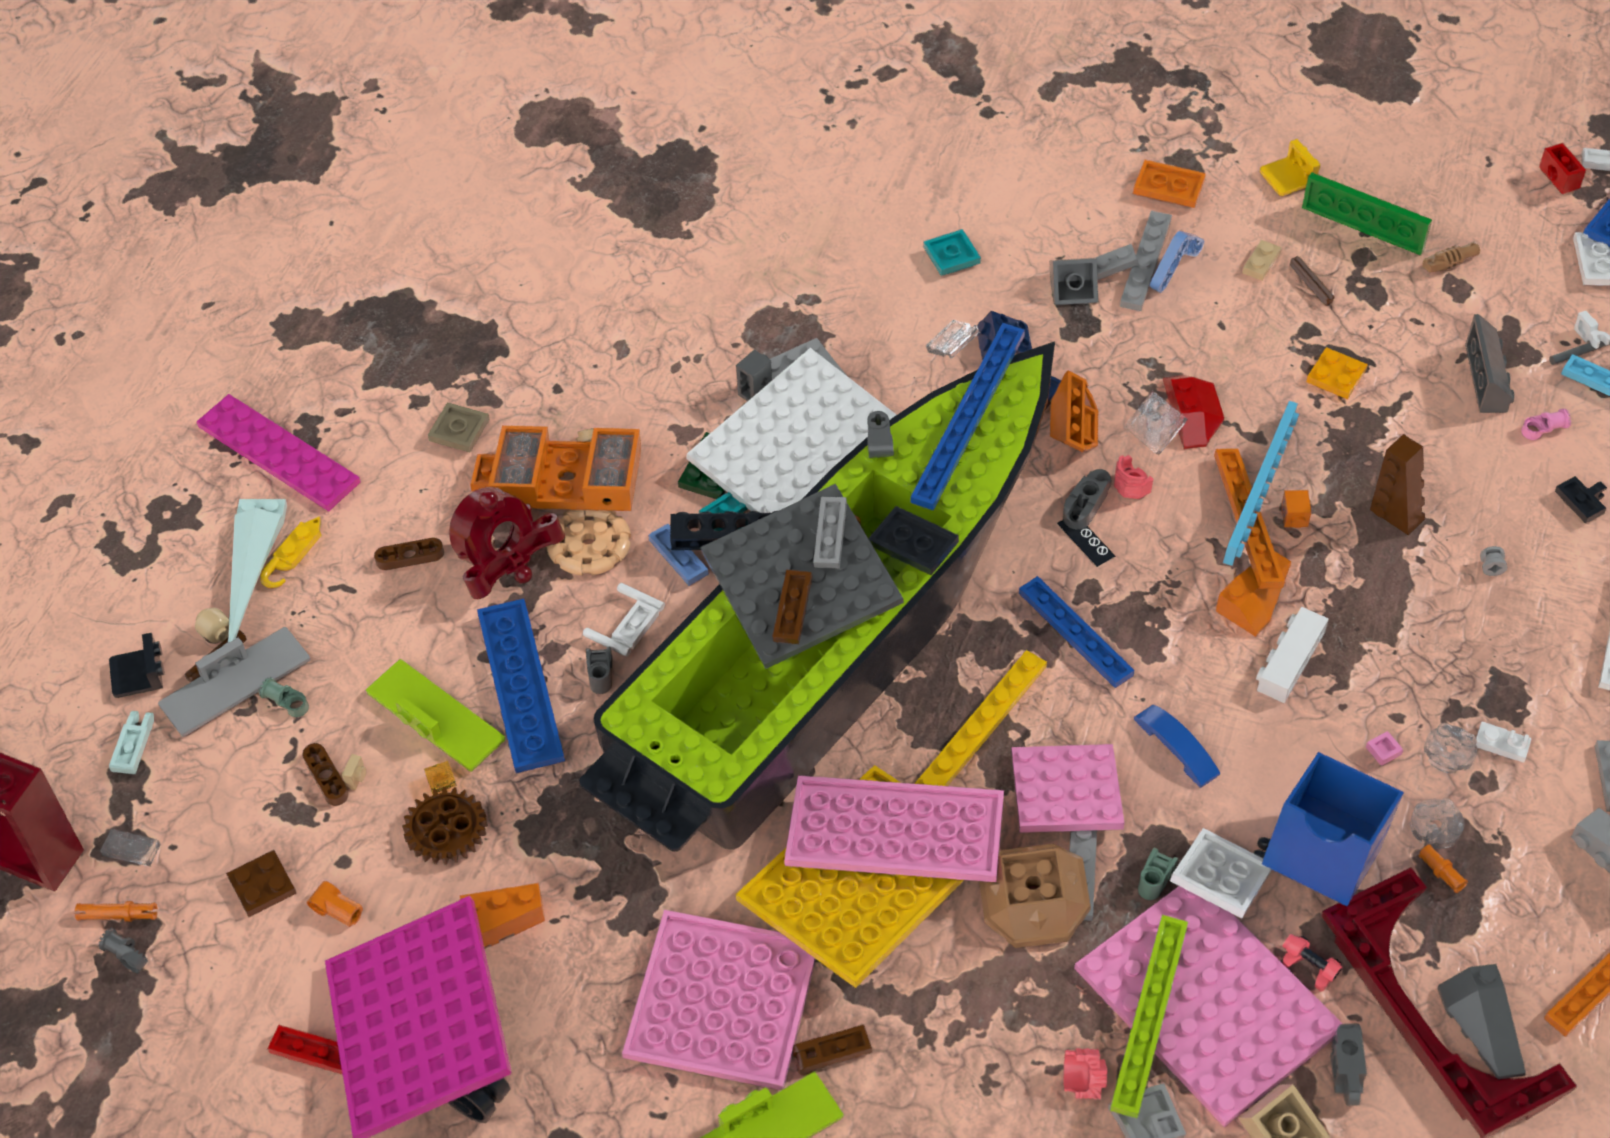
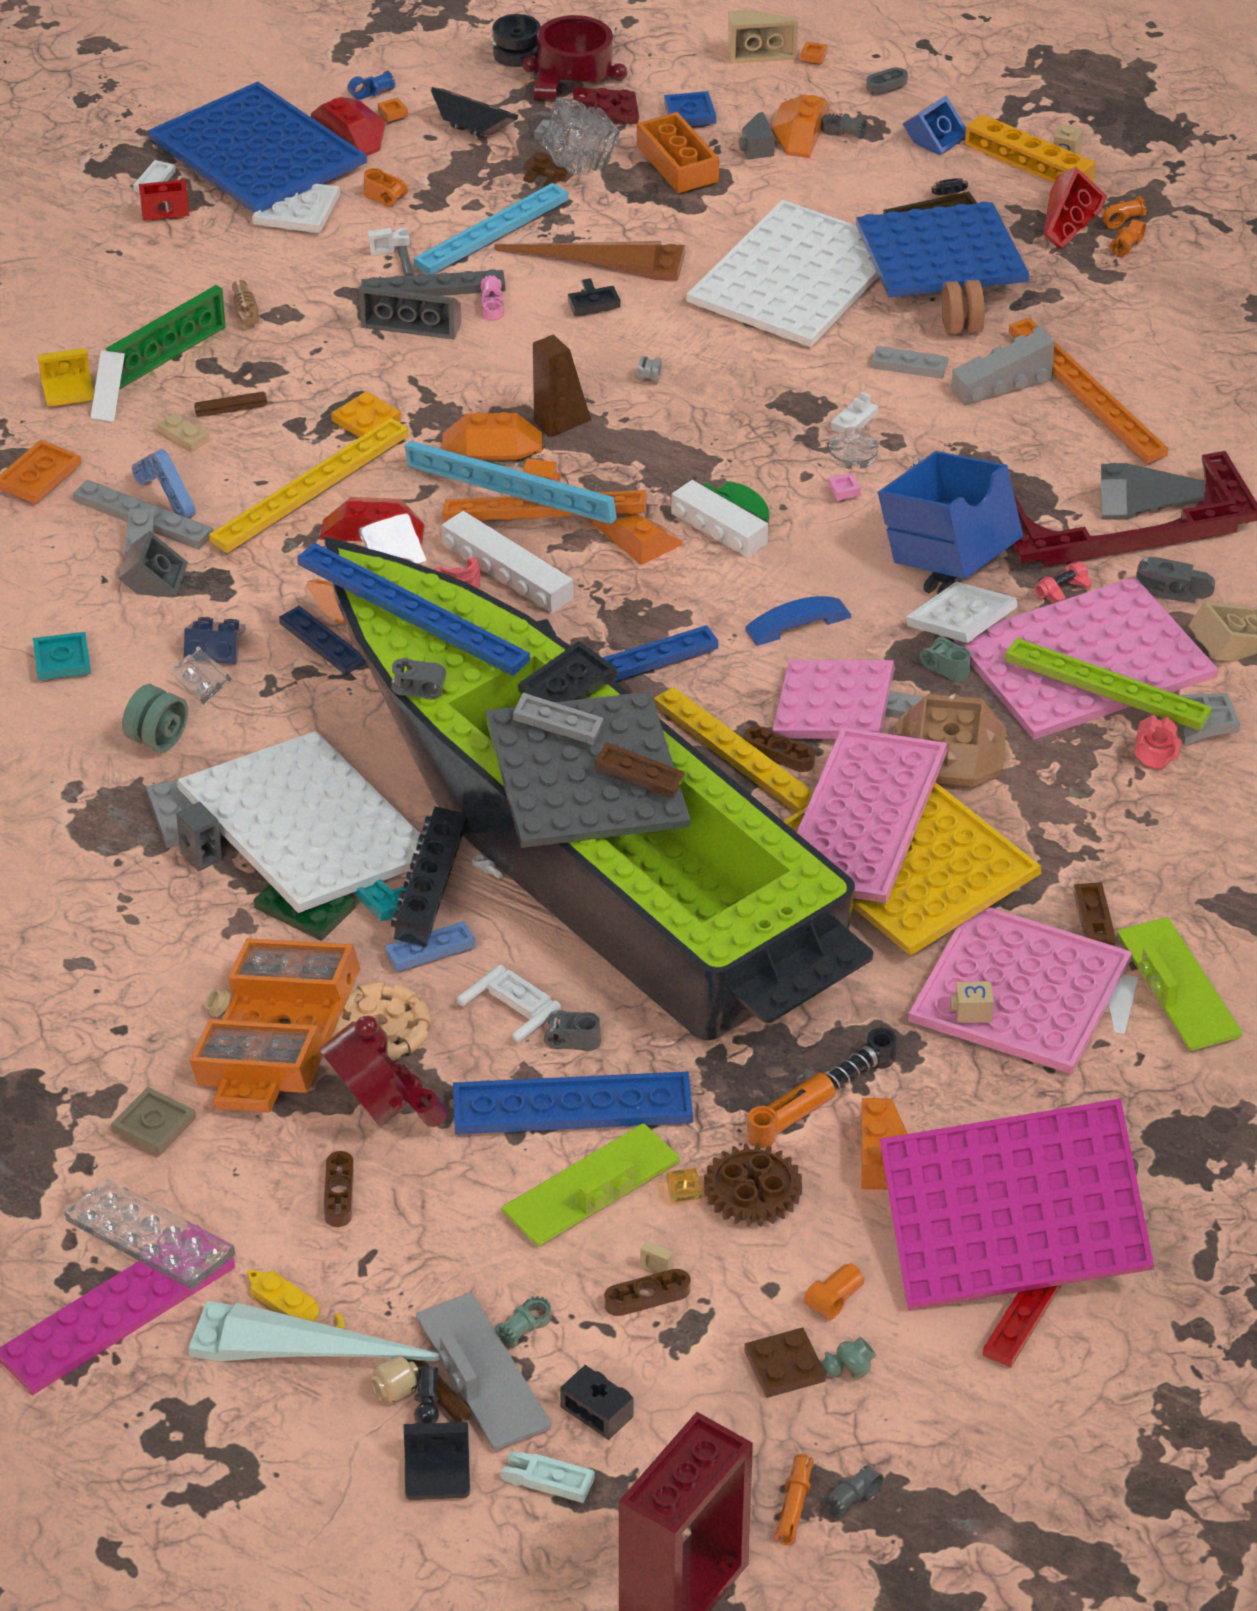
camera: 80 degrees left, 10 degrees down
(187, 653) = (427, 1395): none -> black pin
(203, 759) = (597, 1401): none -> black brick
(259, 927) = (853, 1355): none -> sand green animal
(334, 447) = (150, 1233): none -> clear plate
(563, 856) = (767, 1122): none -> piece
(674, 954) = (973, 1002): none -> tan brick
(723, 1090) = (1121, 1002): none -> white sticker
(881, 318) = (155, 718): none -> sand green wheel
(990, 748) = (796, 756): none -> reddish brown beam
(1169, 508) = (507, 562): none -> white brick
(1225, 355) = (308, 485): none -> yellow plate
(1283, 192) = (107, 386): none -> white sticker
(1335, 667) = (743, 497): none -> green piece
(1337, 468) = (492, 436): none -> orange wedge
(1548, 378) = (436, 284): none -> dark grey plate

